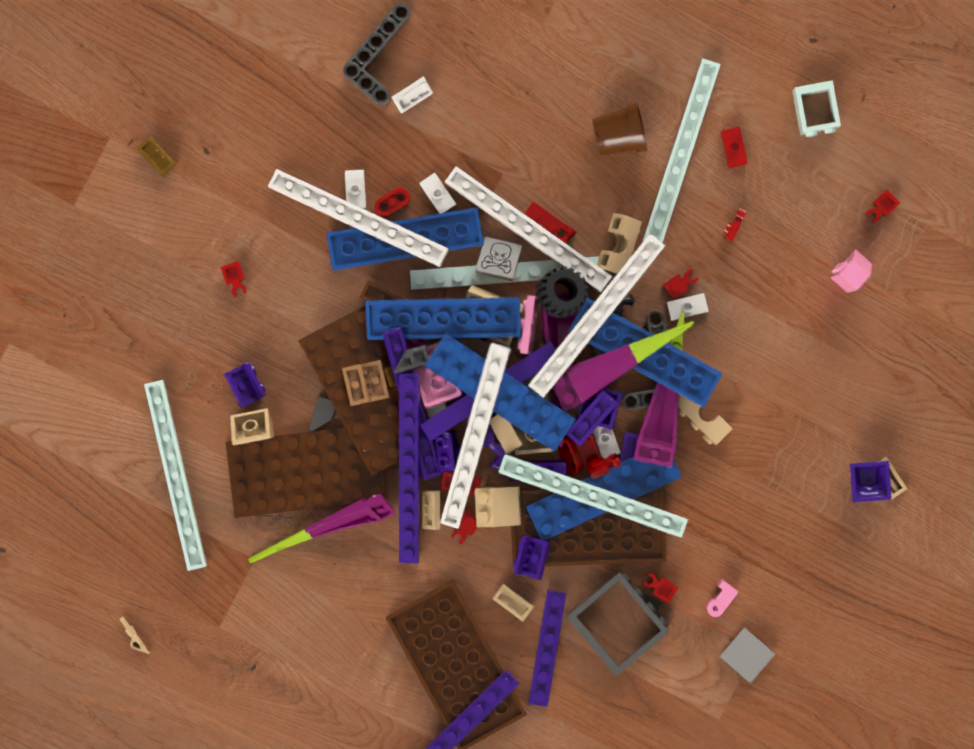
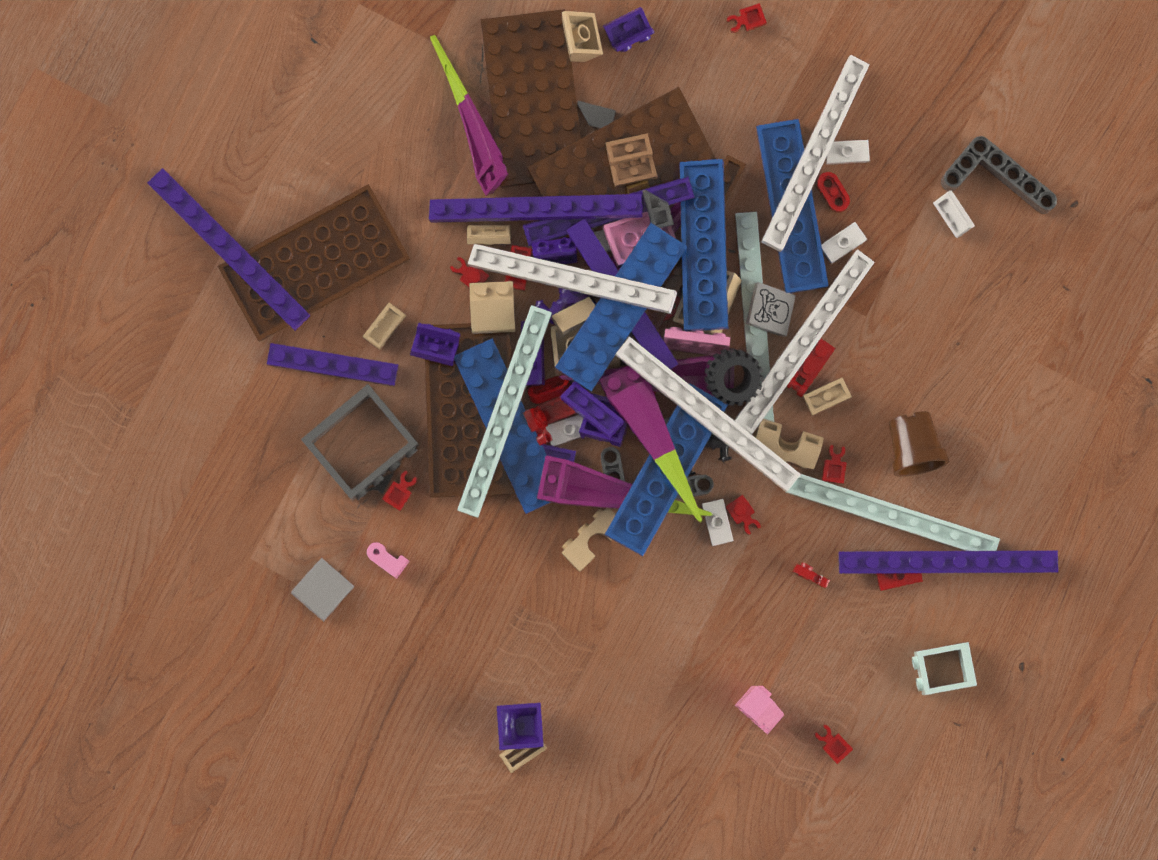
camera: 90 degrees right, 5 degrees down
(575, 209) = (827, 396): none -> tan plate
(641, 203) = (834, 469): none -> red plate
(723, 104) = (947, 562): none -> dark purple plate

